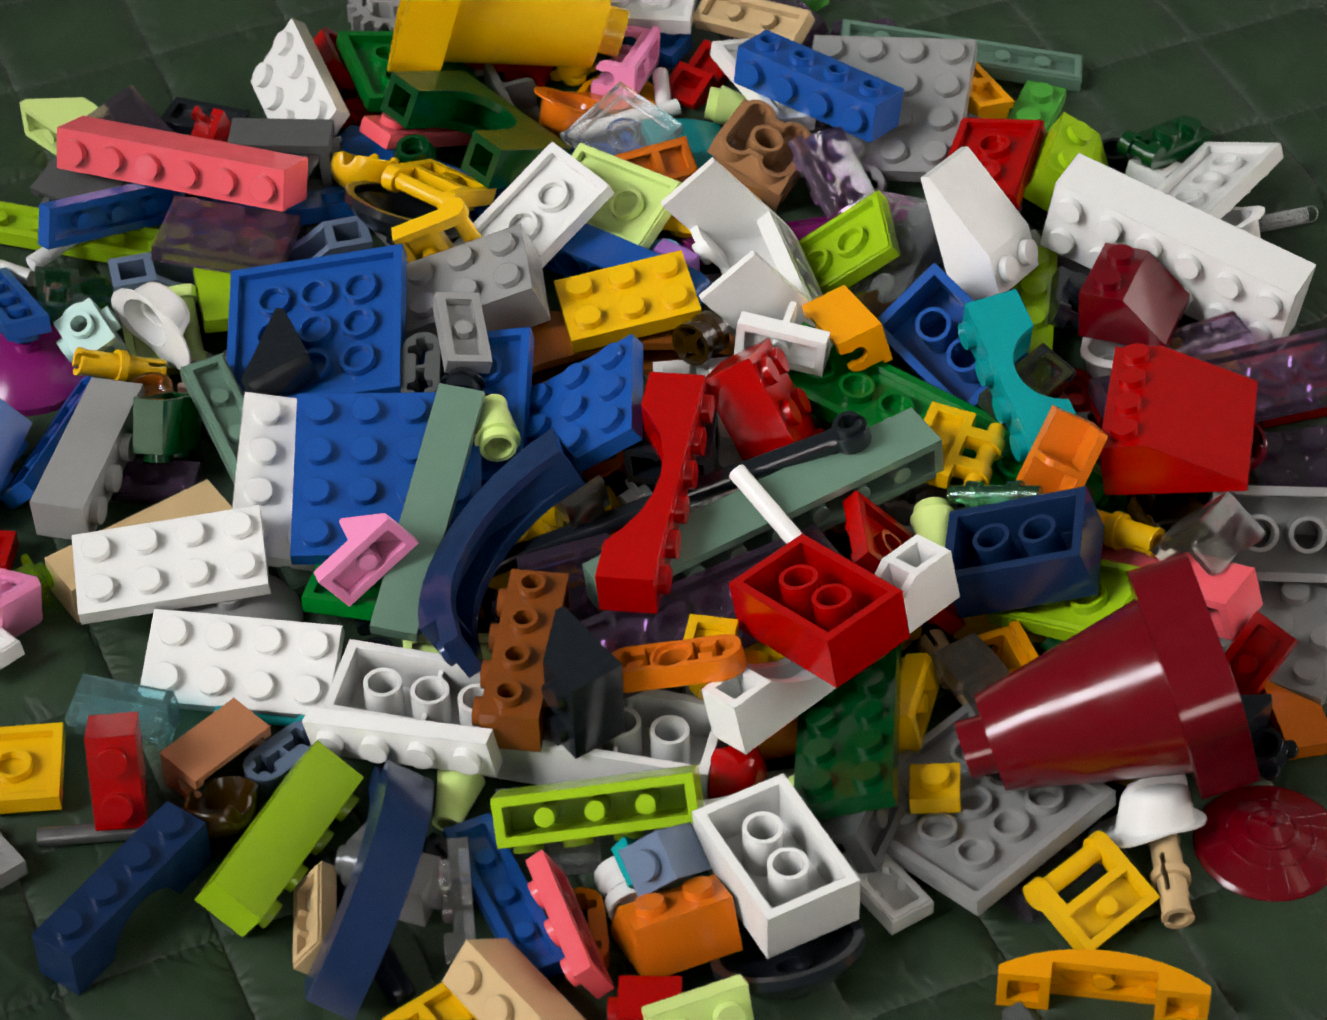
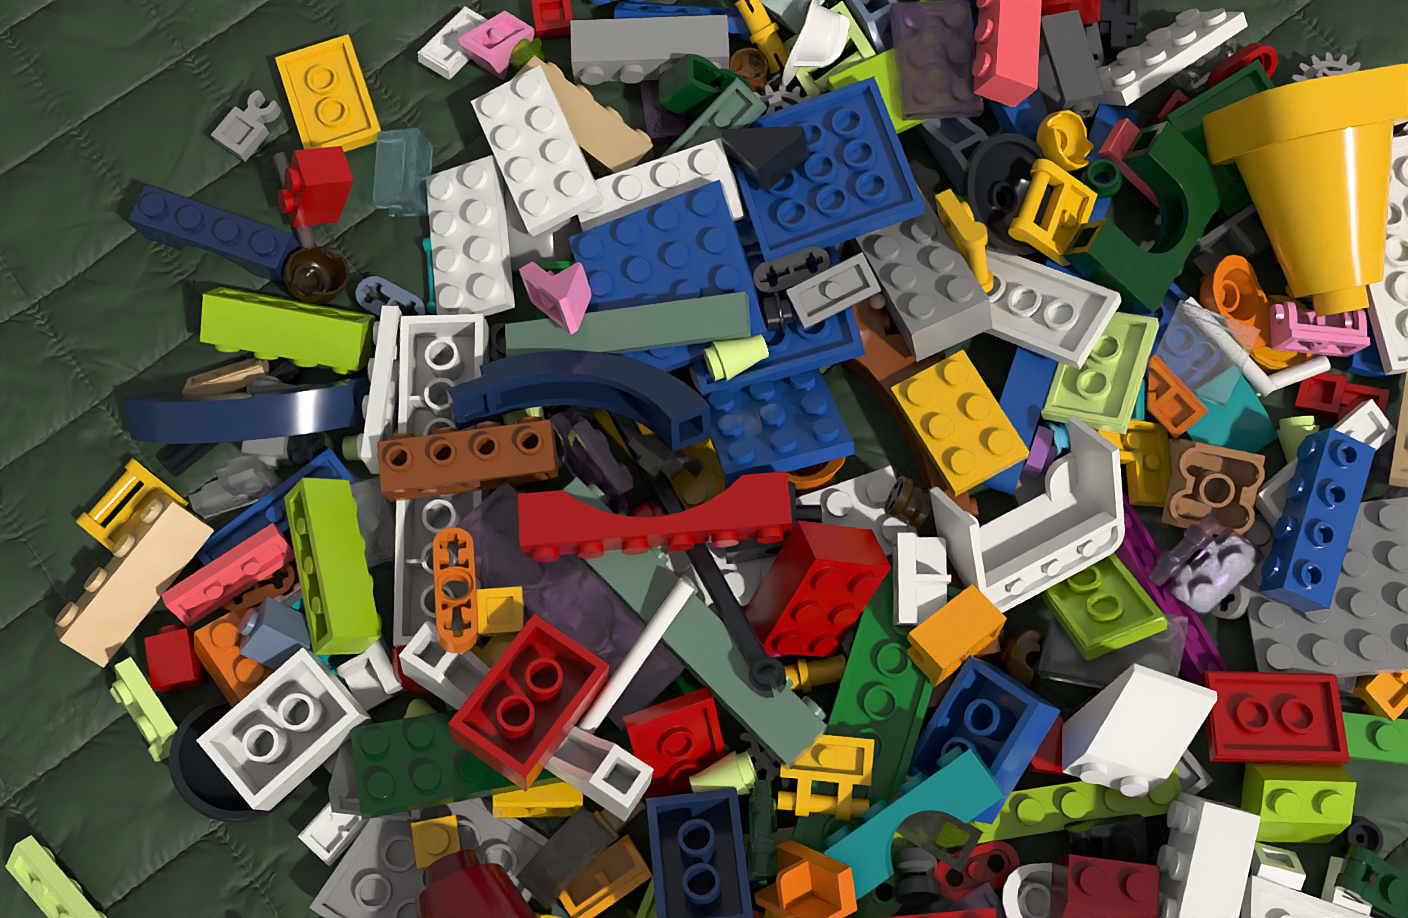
camera: 75 degrees right, 30 degrees up
(211, 746) = (376, 250): nougat hinge -> none
(580, 687) = (424, 506): black slope -> none

